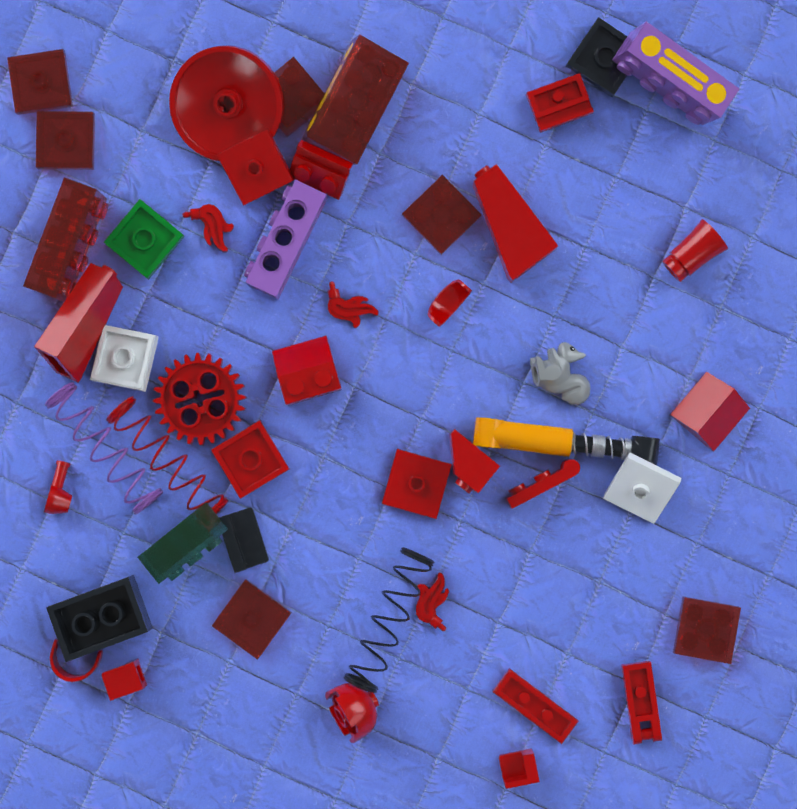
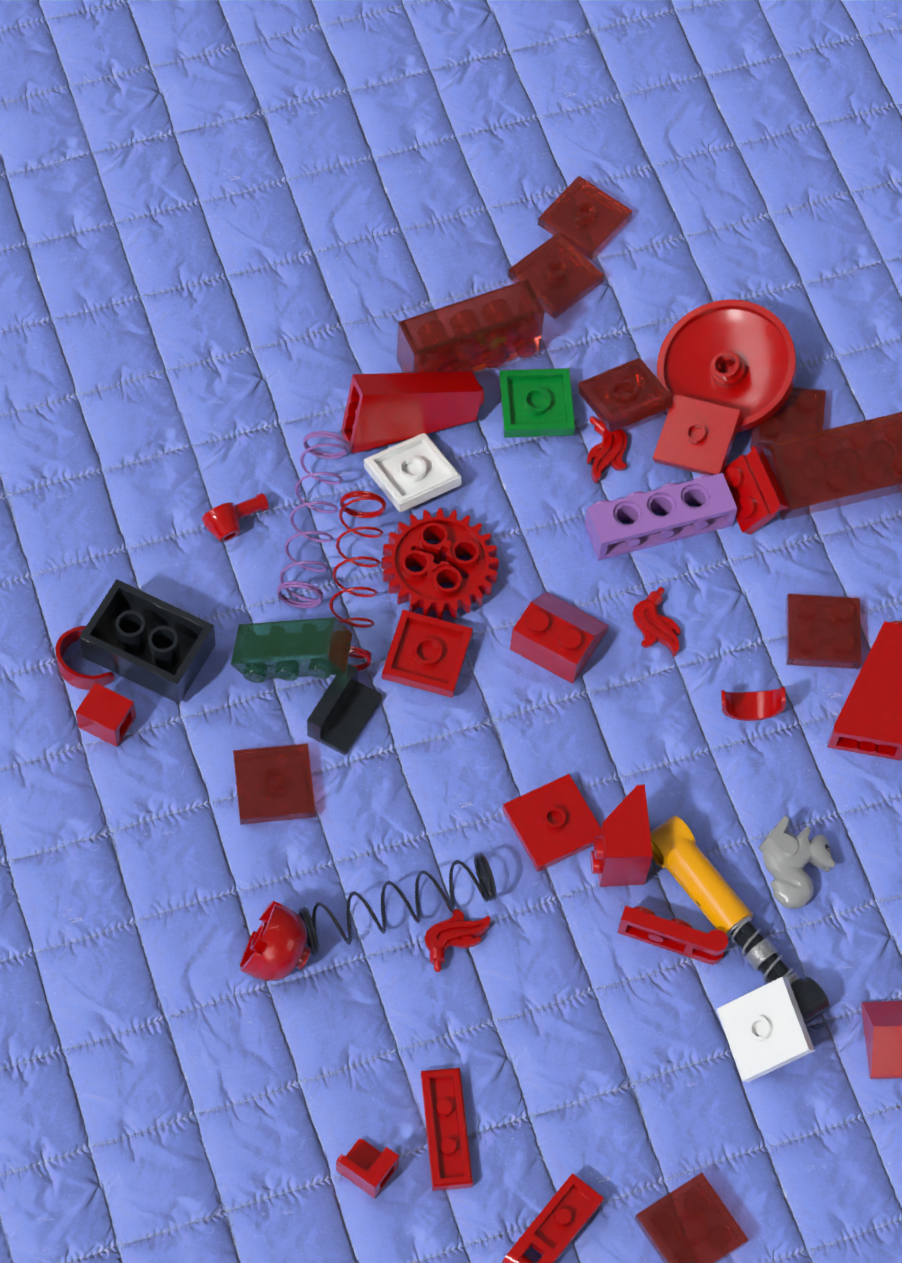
camera: 45 degrees right, 25 degrees down
(188, 182) = (625, 394): none -> clear red plate

